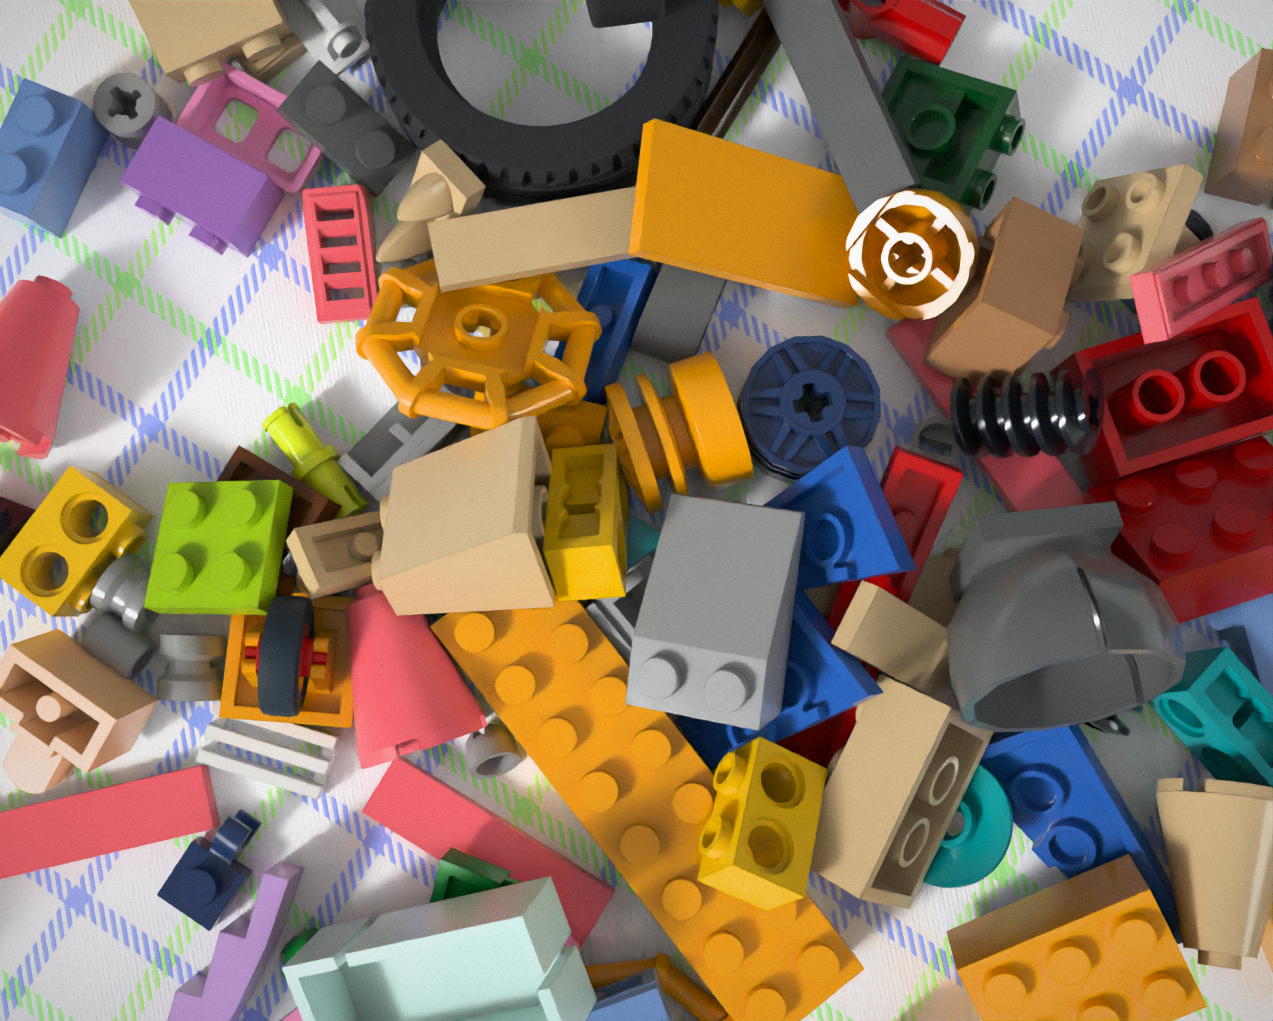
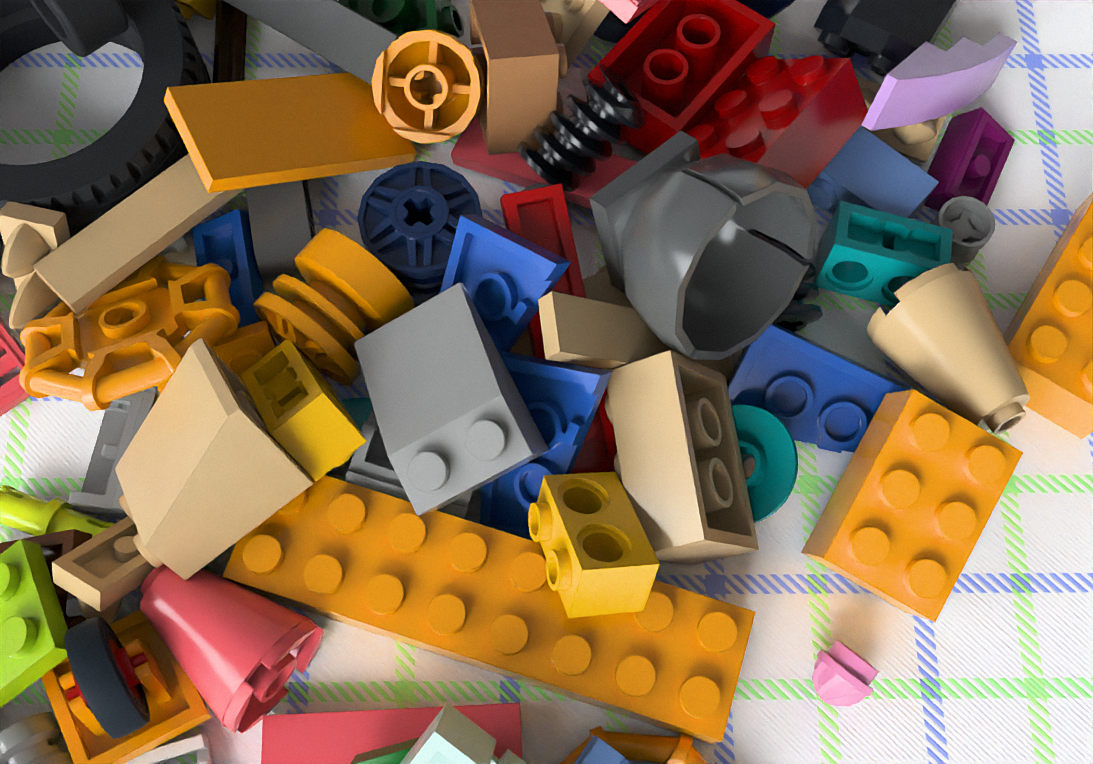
camera: 35 degrees left, 15 degrees down
(491, 752) = (355, 666): light grey hinge -> none

